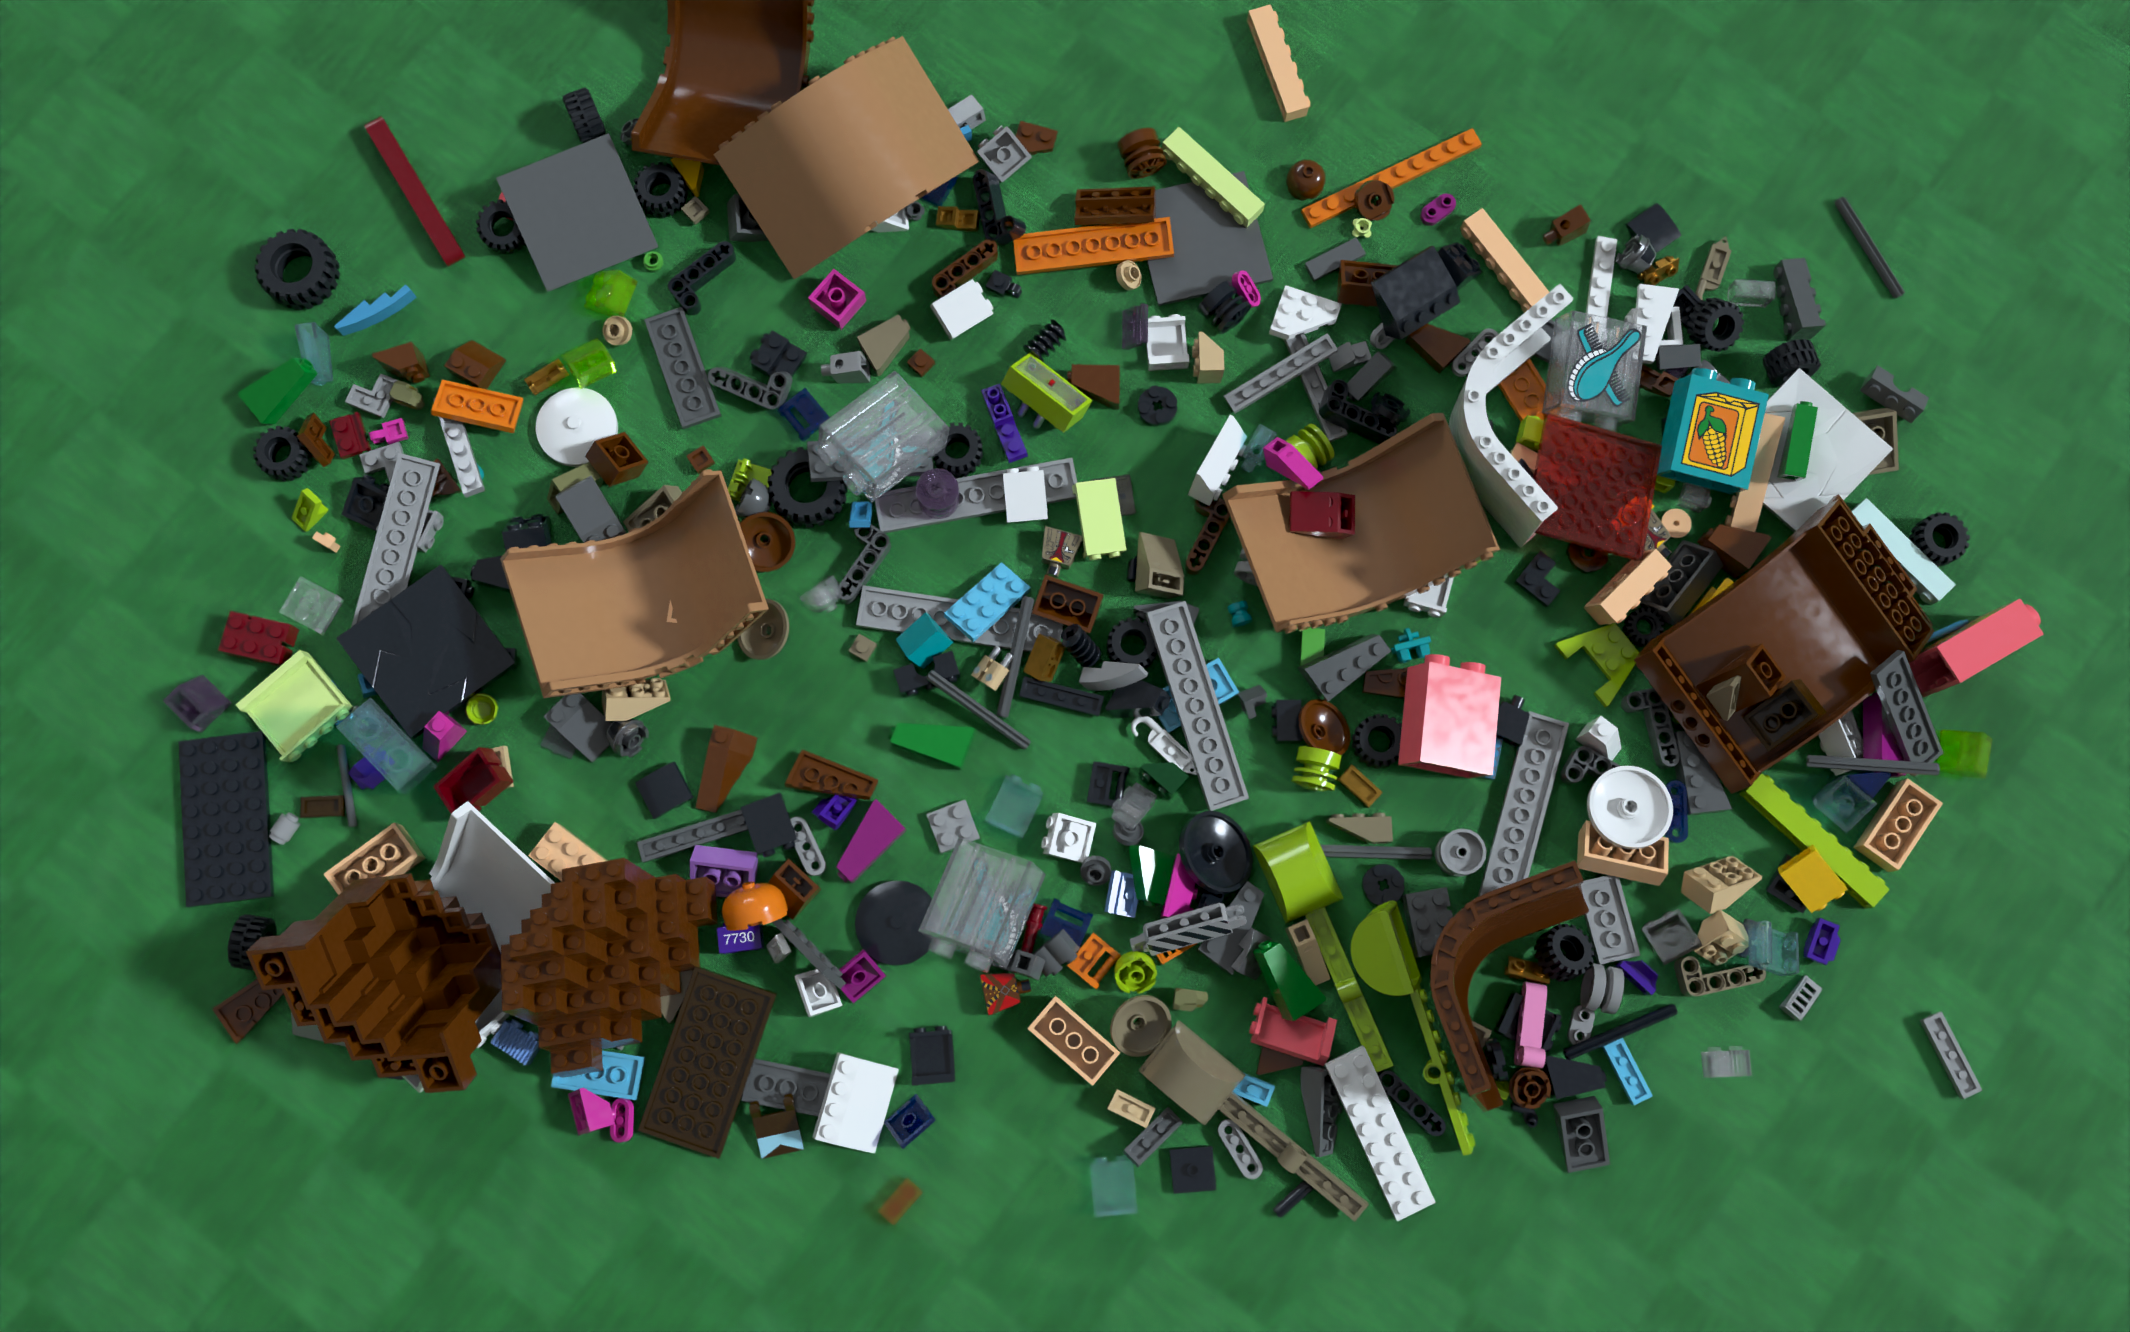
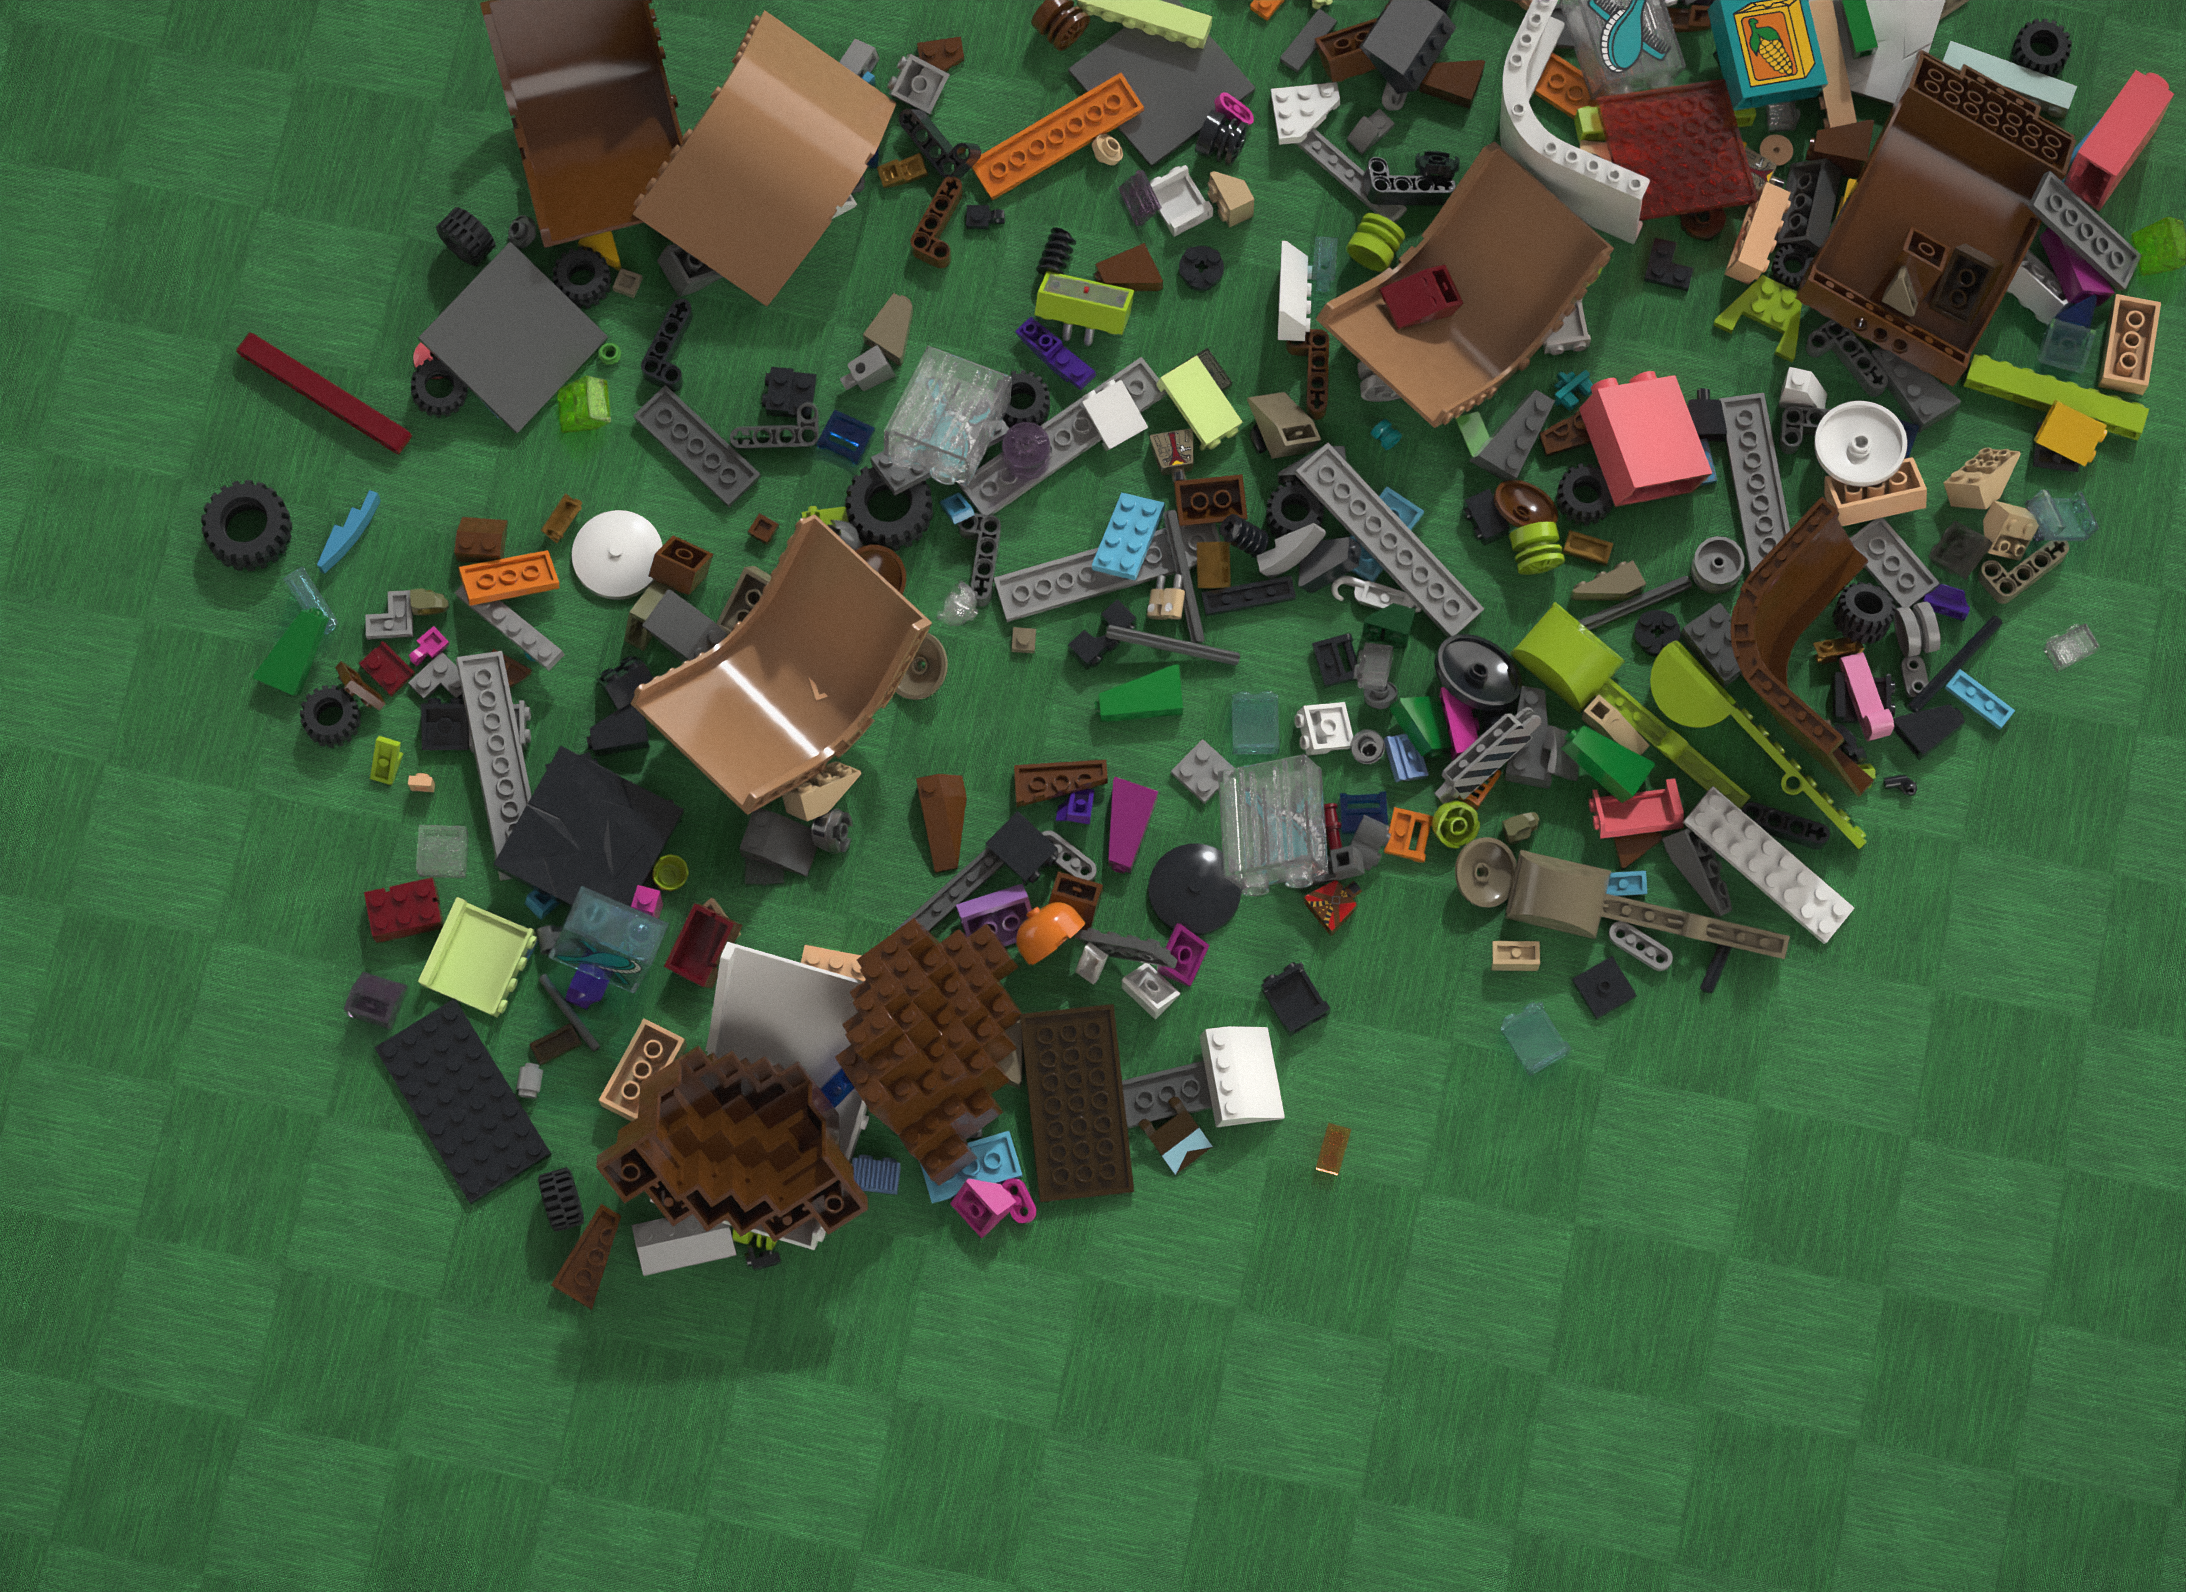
camera: 20 degrees left, 5 degrees down
(404, 362) = (409, 569): reddish brown slope -> none
(589, 363) = (599, 483): clear neon green slope -> none
(617, 330) = (611, 439): tan plate -> none
(664, 790) = (895, 868): black slope -> none
(740, 940) = (1046, 974): dark purple brick -> none
(837, 299) = (822, 306): dark pink brick -> none
(910, 1121) = (1305, 1069): clear blue slope -> none
(921, 362) = (938, 332): reddish brown plate -> none
(923, 641) = (1083, 603): teal slope -> none
(962, 309) = (955, 259): white panel -> none
(1073, 1040) = (1427, 917): light nougat brick -> none
(1115, 206) = (1060, 85): reddish brown brick -> none
(1152, 1137) = (1550, 972): dark grey plate -> none
(1252, 698) = (1439, 512): dark grey panel -> none
(1281, 373) = (1310, 178): light grey plate -> none
(1290, 463) = (1362, 260): dark pink slope -> none
(1370, 376) = (1401, 141): dark grey slope -> none
(1466, 358) = (1494, 63): light grey plate -> none
(1529, 1087) = (1892, 755): reddish brown cone -> none
(1582, 1133) = (1964, 778): dark grey slope -> none
(1680, 821) = (1916, 438): clear blue plate -> none
(1787, 1006) = (2109, 569): light grey slope -> none
(1822, 941) = (2110, 489): dark purple slope -> none
(1875, 765) = (2075, 295): dark grey axle -> none

